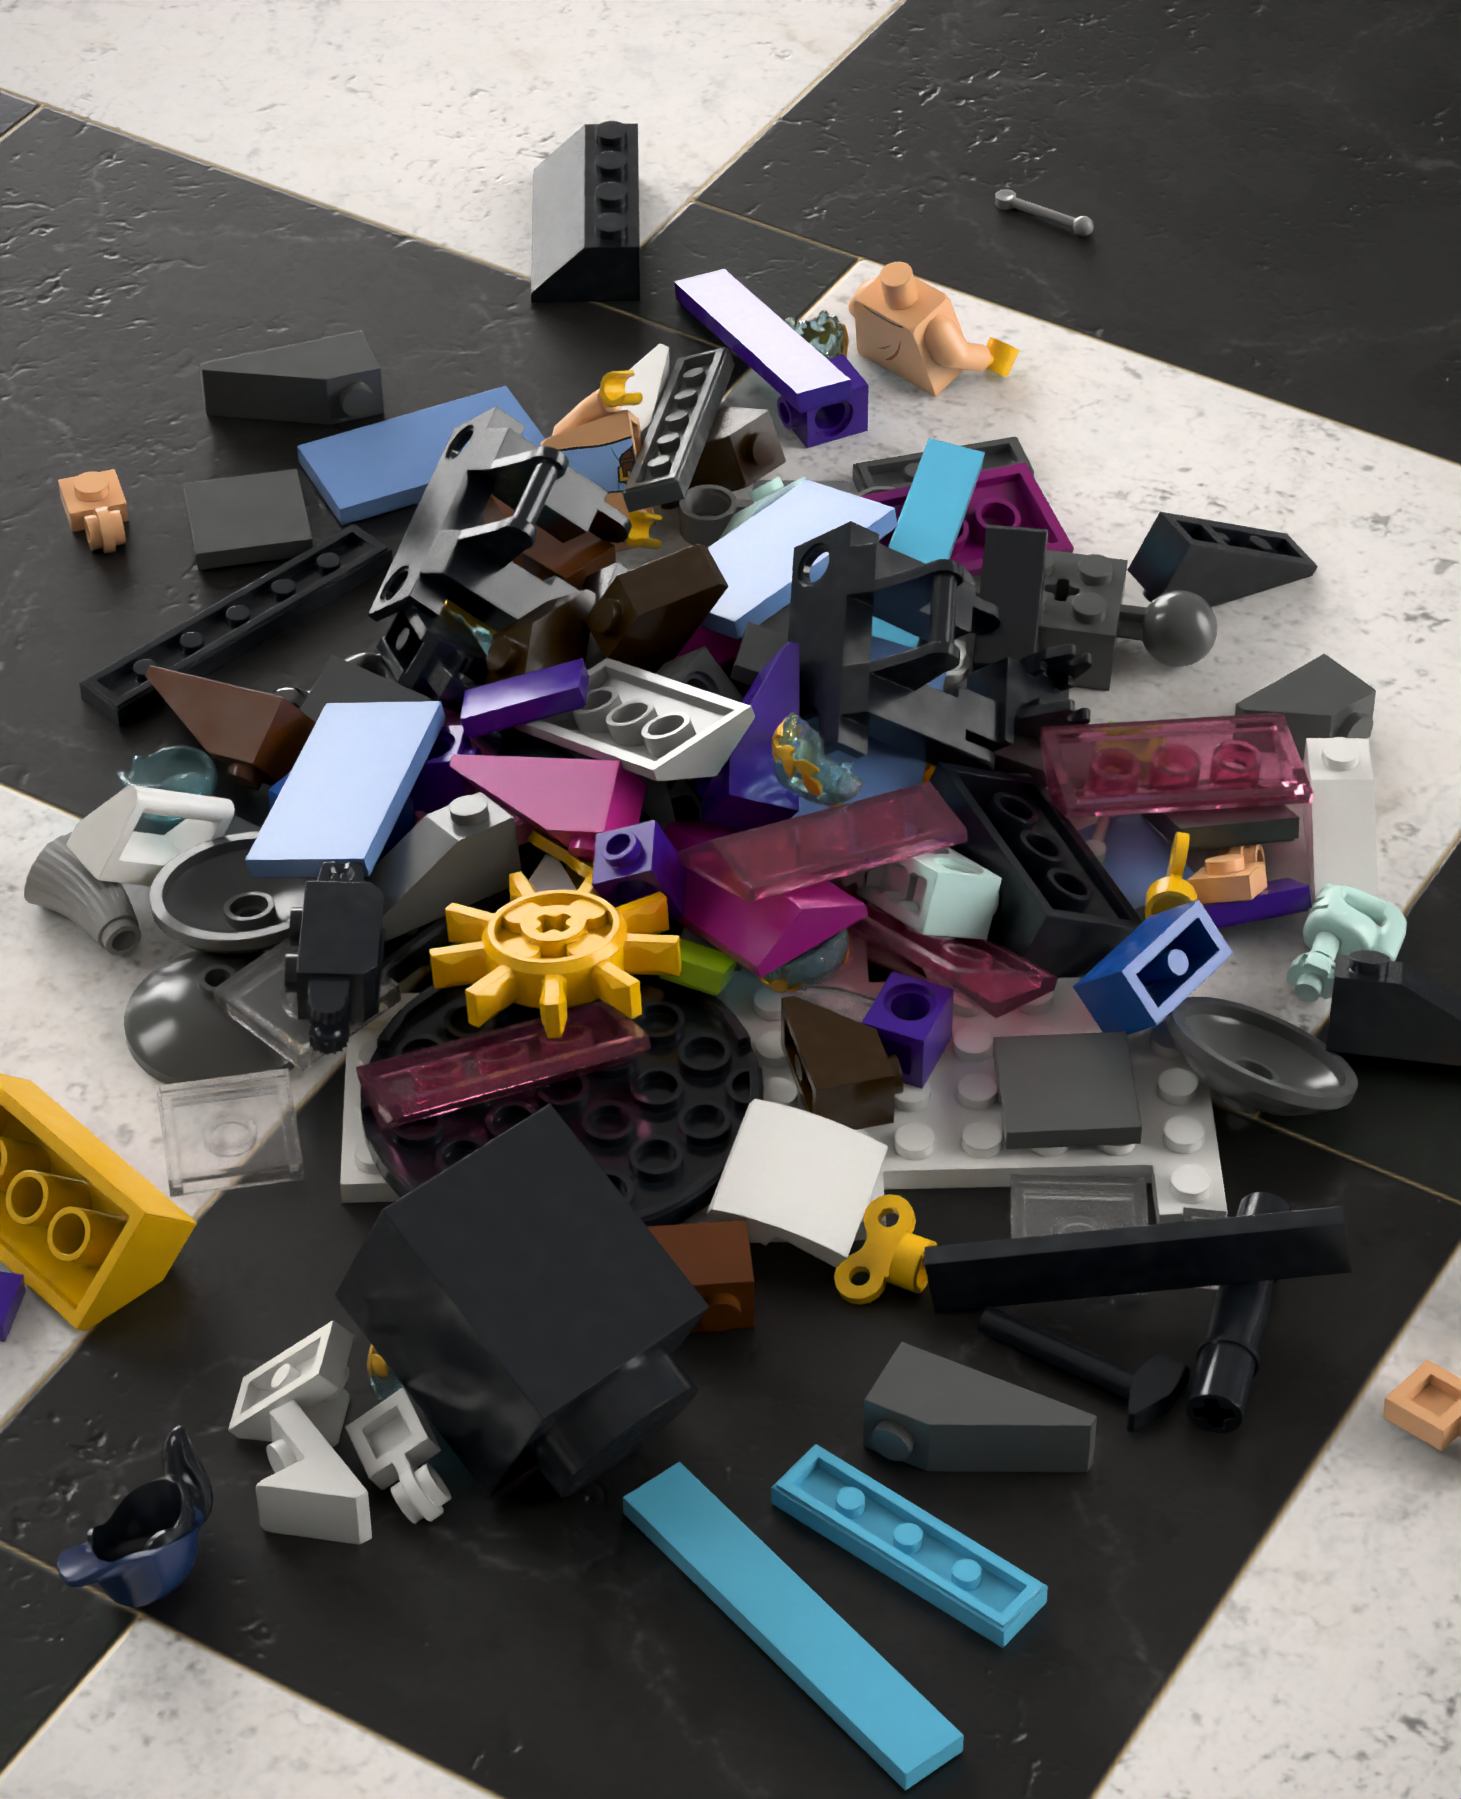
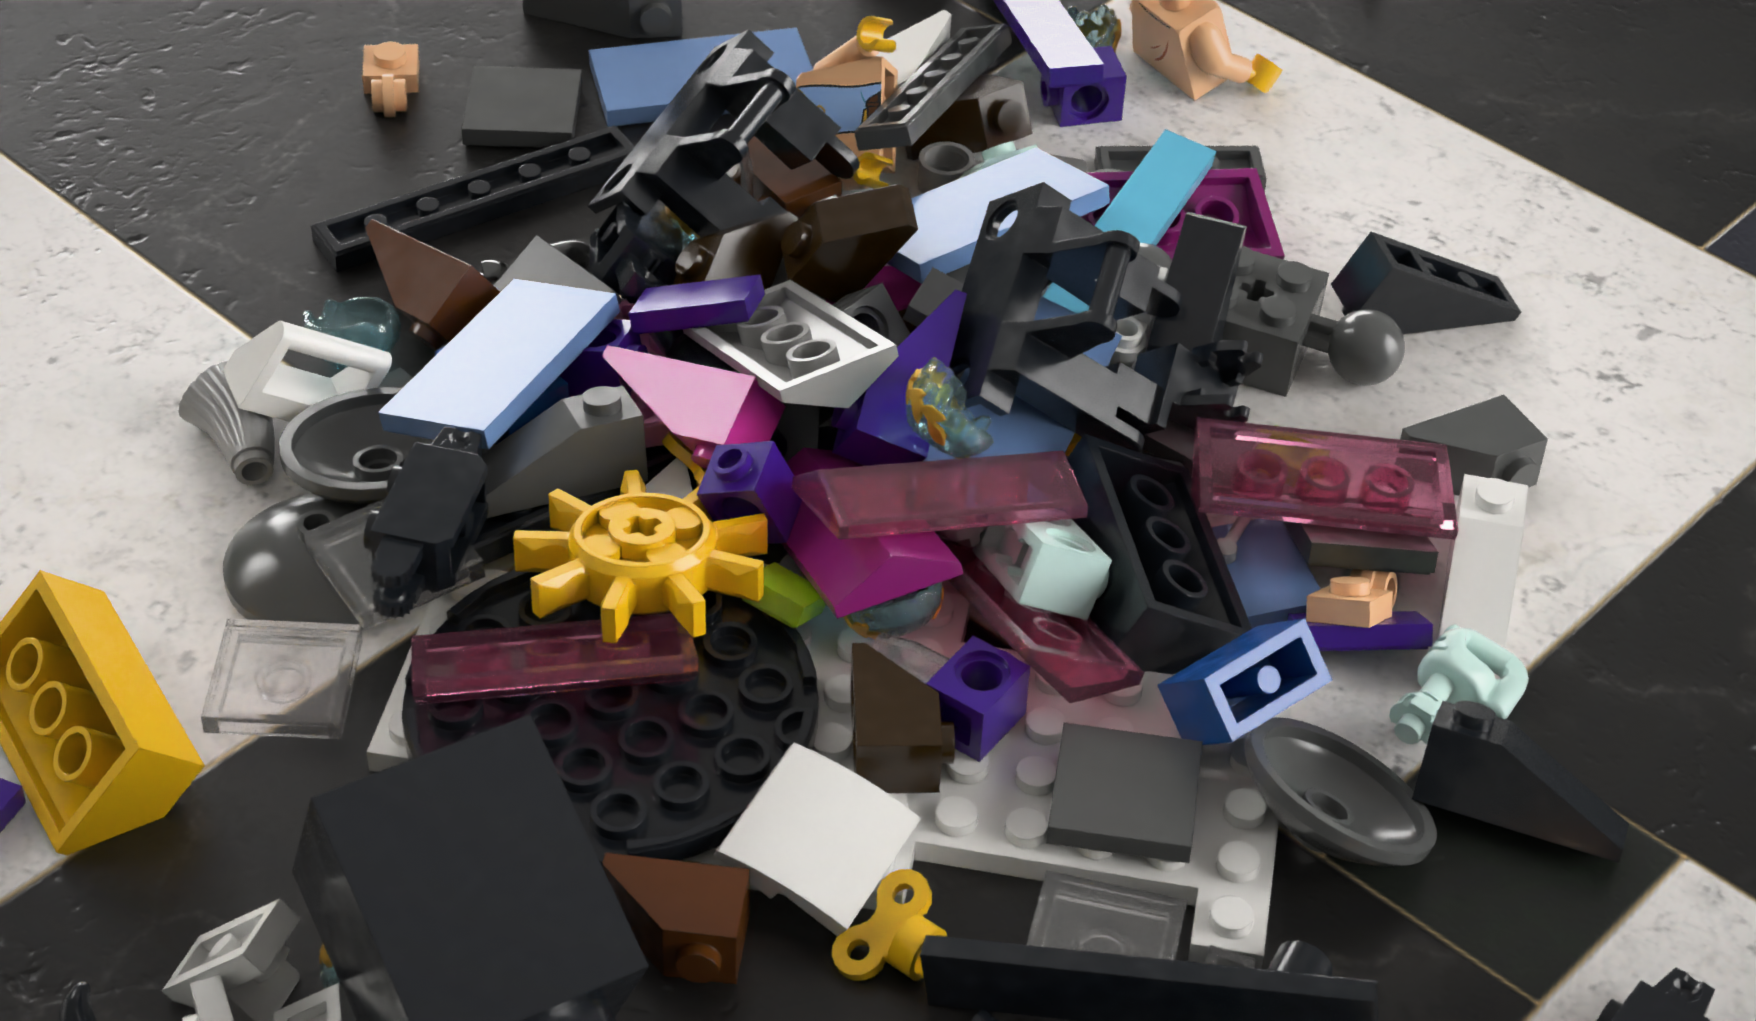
camera: 10 degrees right, 0 degrees up
(1172, 889) = (1287, 603): yellow piece -> none

